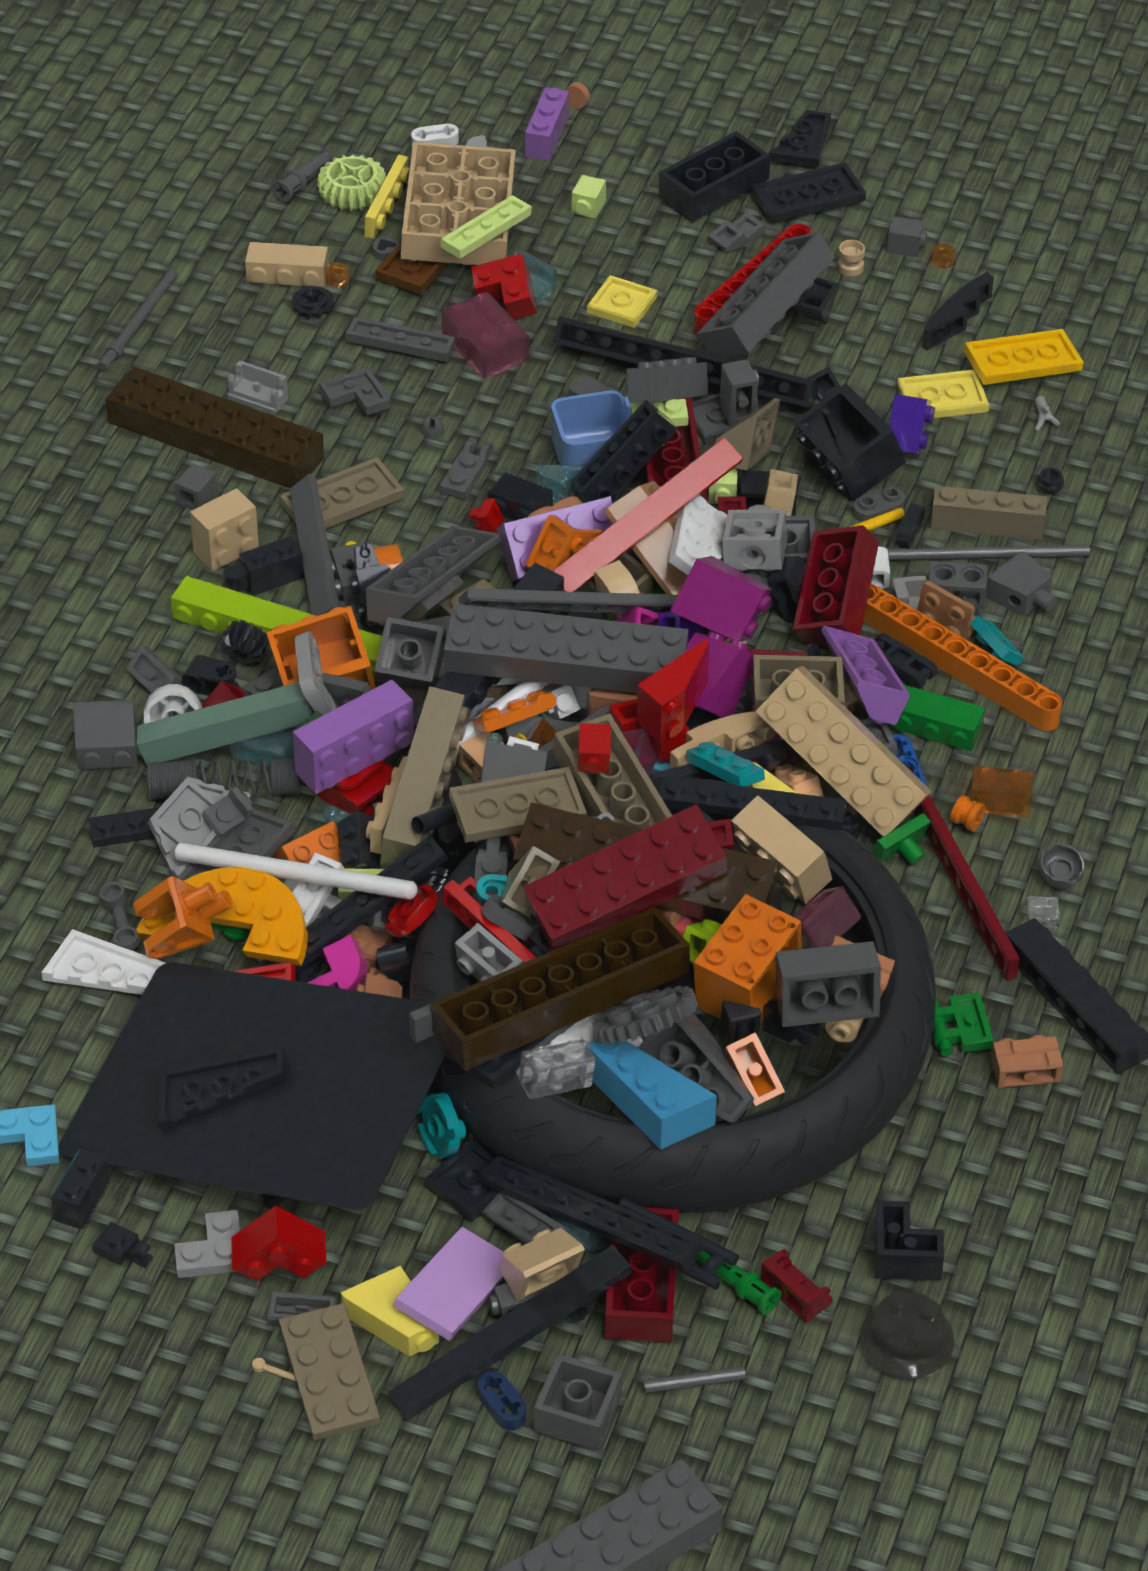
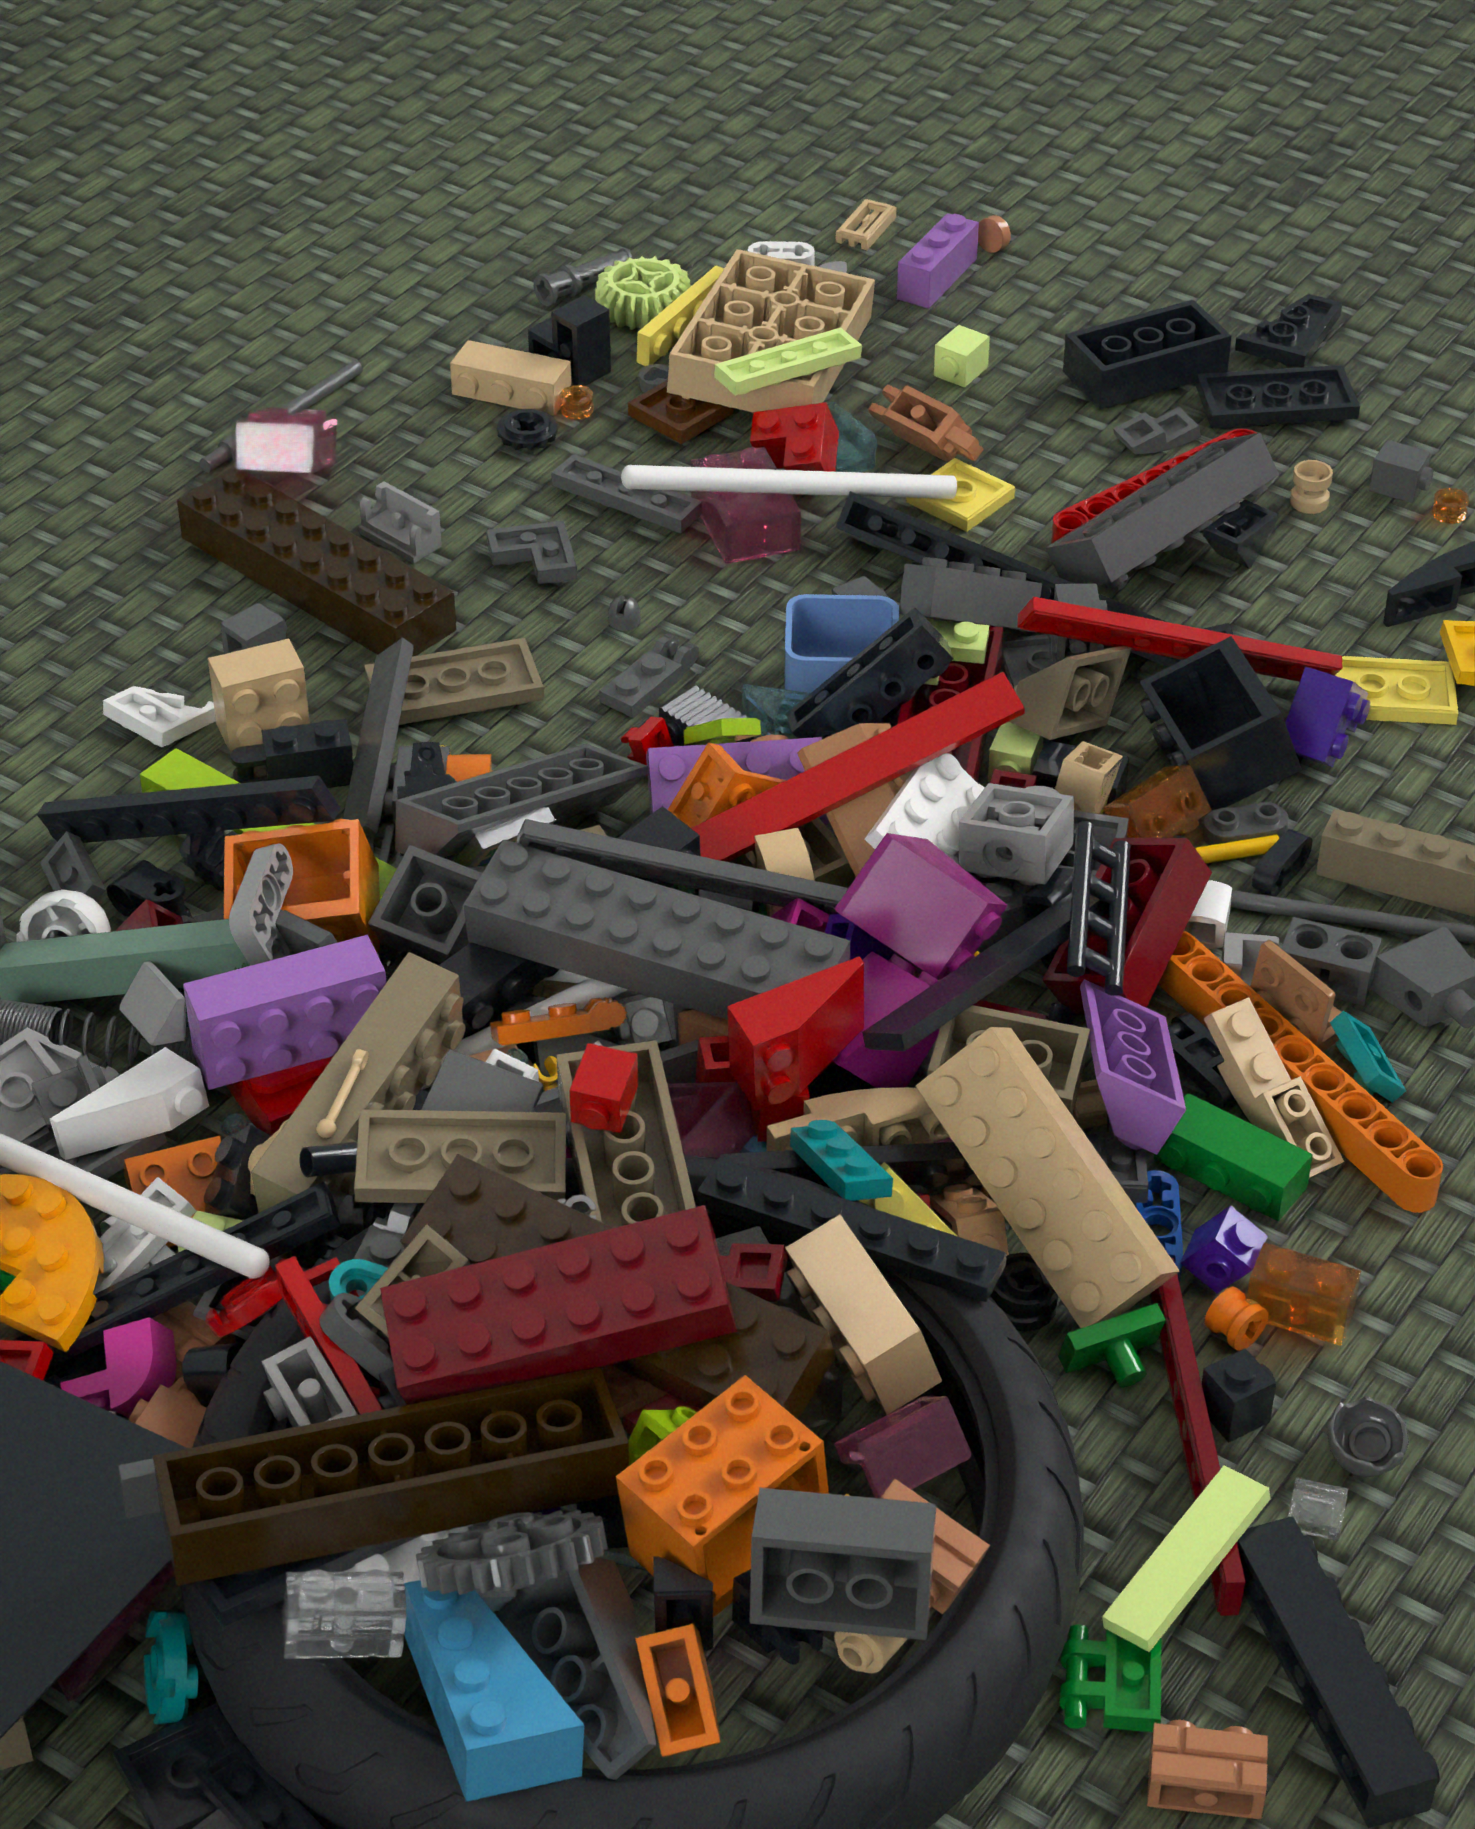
camera: 15 degrees right, 5 degrees down
(155, 554) = (157, 715): none -> white wing
(162, 342) = (285, 442): none -> clear pink brick
(227, 618) = (192, 810): none -> black plate
(260, 748) = (155, 1007): none -> light grey slope
(276, 810) = (132, 1106): none -> white slope
(323, 227) = (576, 334): none -> black brick
(419, 802) = (326, 1127): none -> tan hinge
(481, 111) = (871, 227): none -> tan tile
(517, 316) = (788, 481): none -> white piece
(542, 504) = (722, 731): none -> lime plate
(585, 254) = (926, 424): none -> nougat hinge
(771, 631) = (975, 979): none -> black tile
(804, 388) = (1167, 638): none -> red tile
(817, 589) = (1083, 920): none -> black bar
(827, 501) = (1162, 804): none -> clear orange brick
(944, 672) = (1264, 1086): none -> tan slope
(950, 774) = (1223, 1249): none -> dark purple brick
(983, 855) = (1238, 1394): none -> black brick
(984, 951) = (1186, 1558): none -> yellowish green tile

